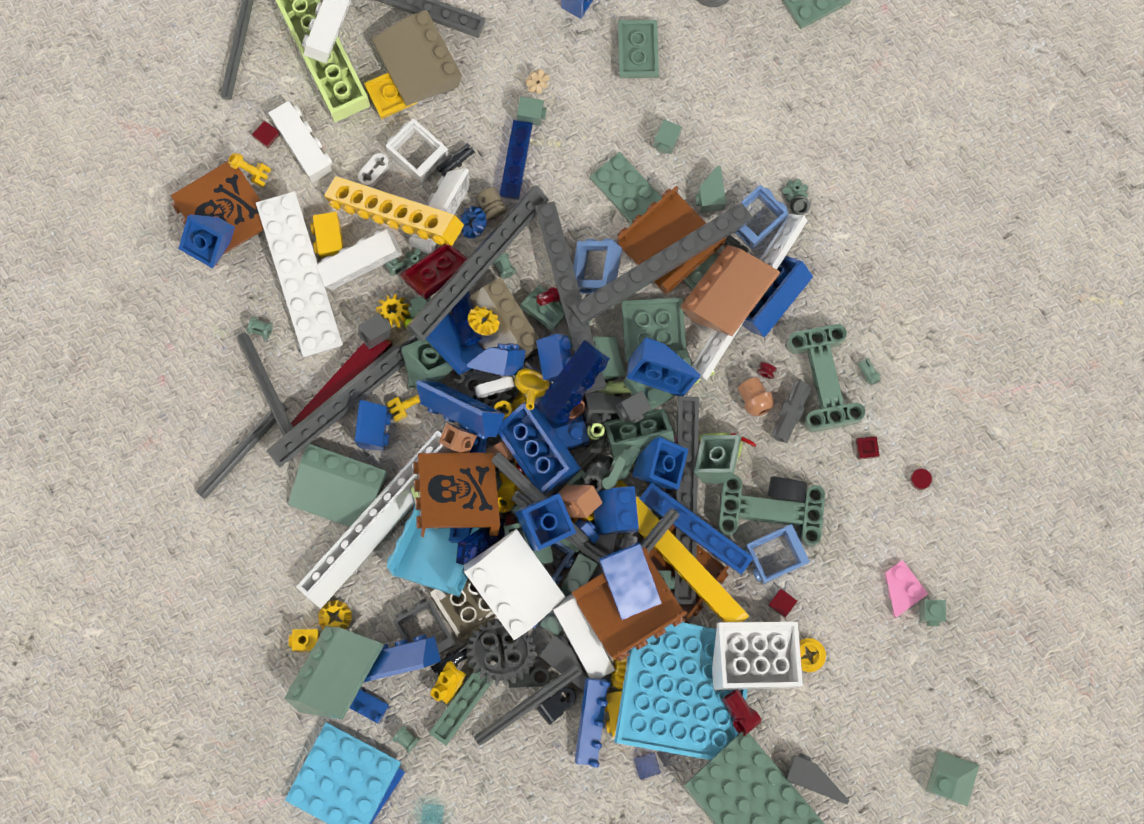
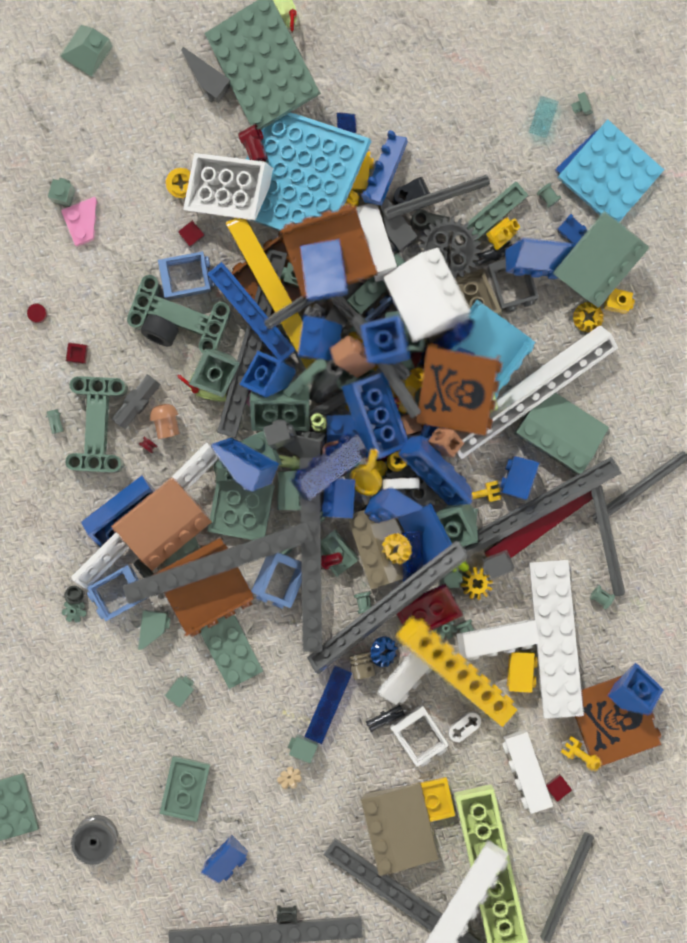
camera: 160 degrees left, 10 degrees up
(588, 529) = (349, 329): blue plate -> none

